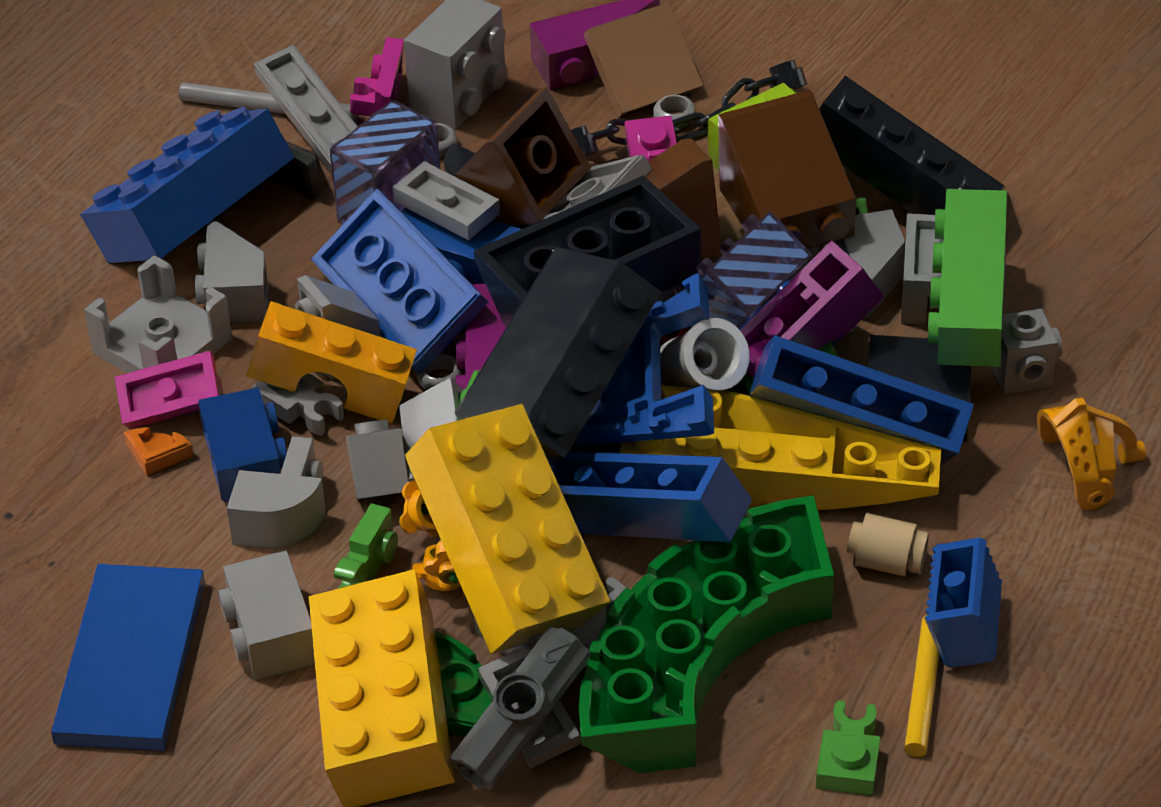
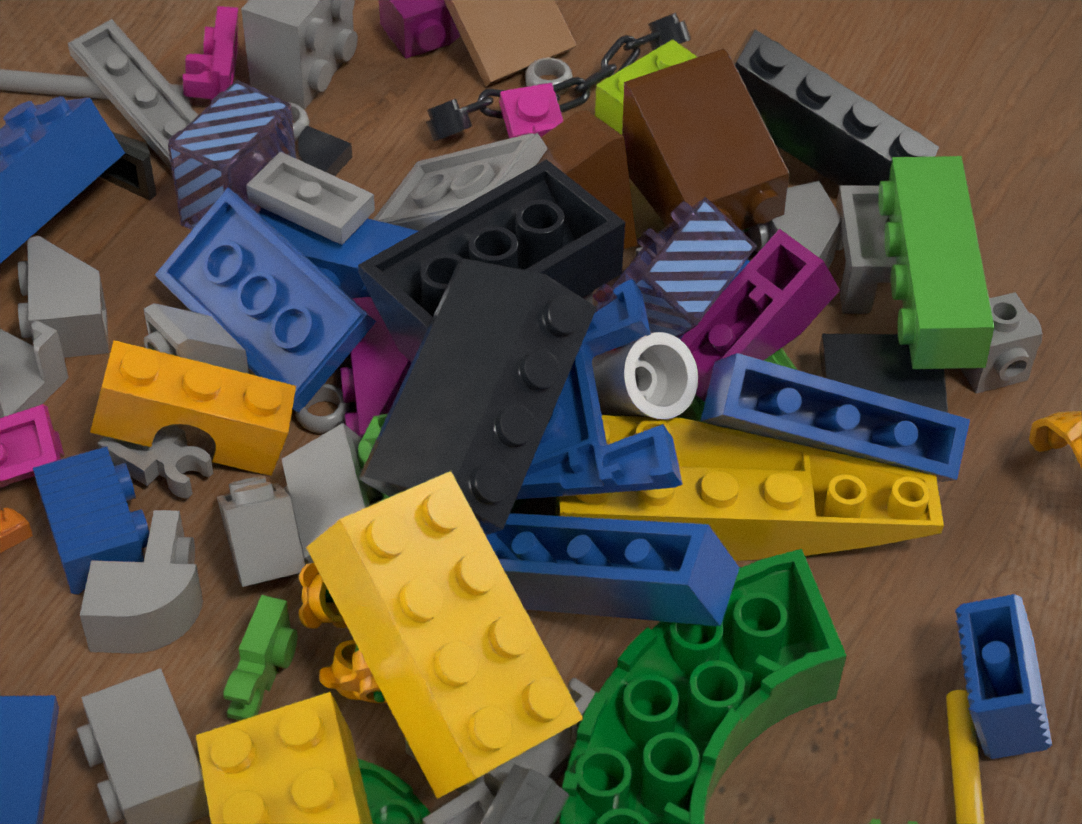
camera: 10 degrees left, 5 degrees up
(528, 162) = (400, 147): reddish brown slope -> none
(888, 545) = (892, 601): tan brick -> none

